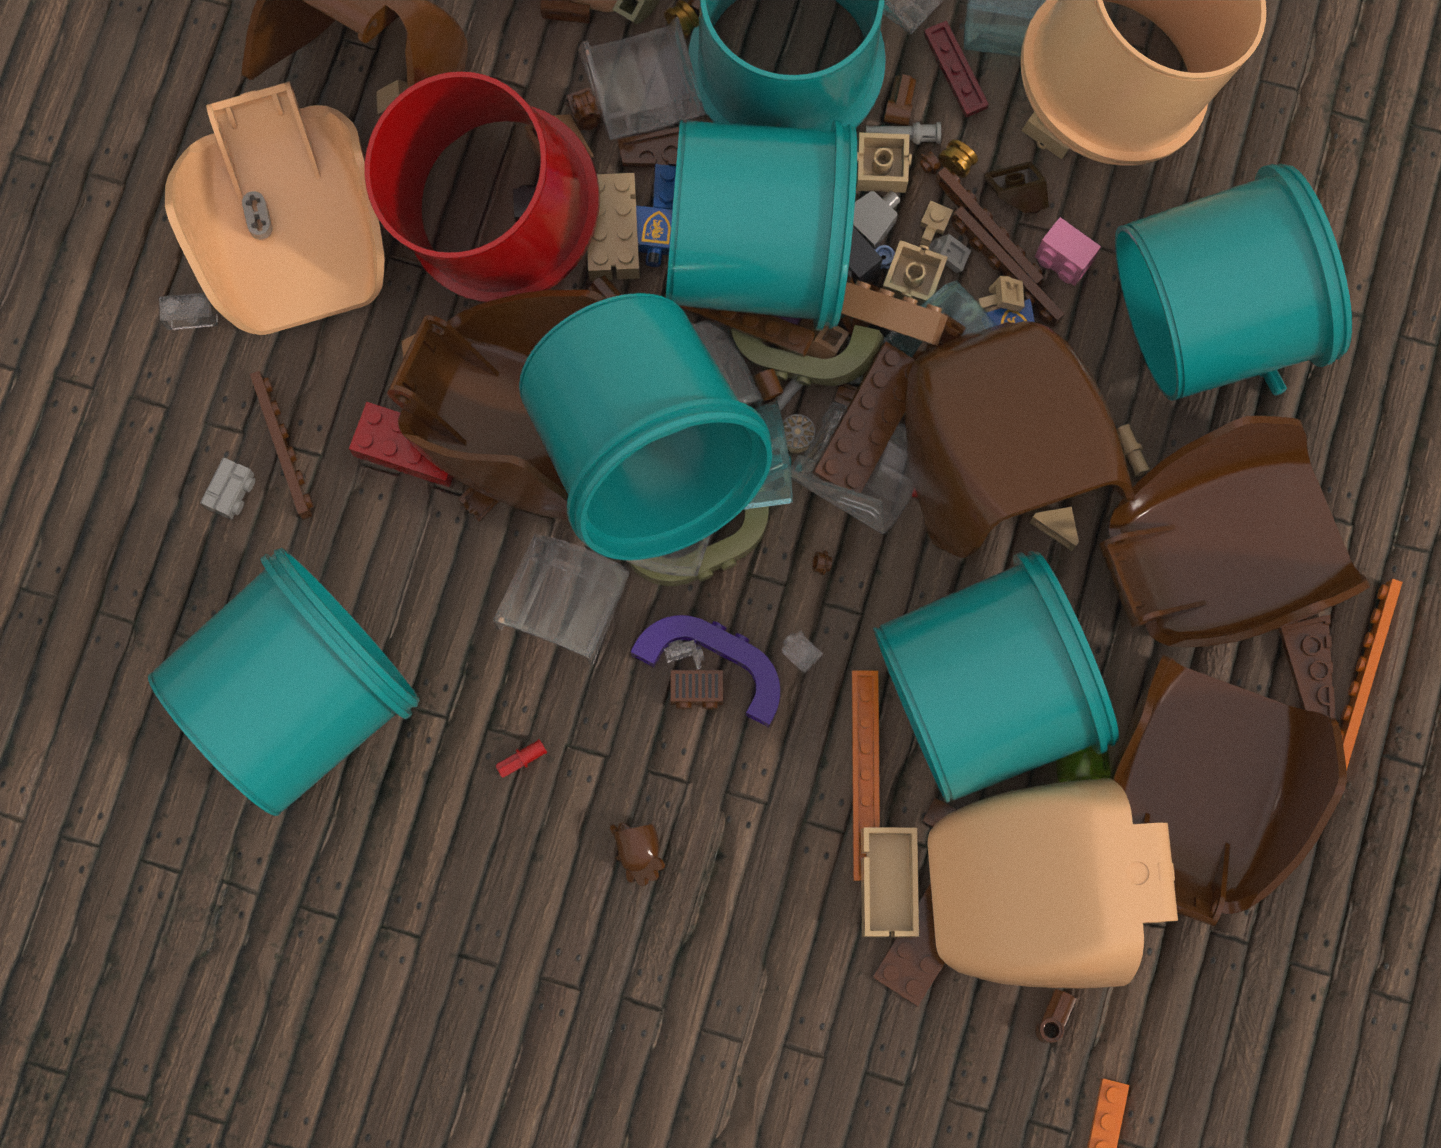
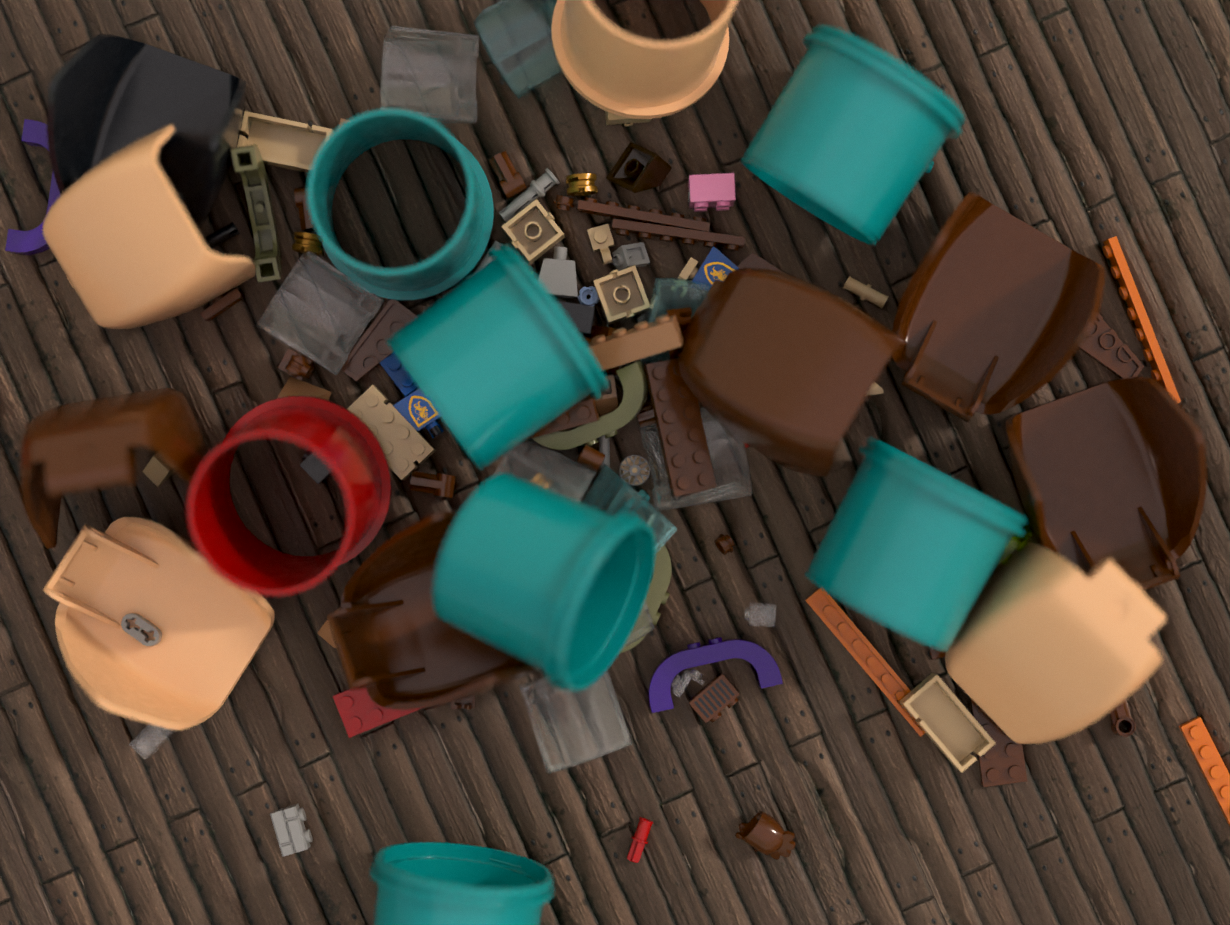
camera: 35 degrees left, 10 degrees up
(285, 454) = (308, 774): reddish brown plate -> none
(956, 69) = (525, 118): dark red plate -> none
(1008, 293) = (697, 255): tan bracket -> none

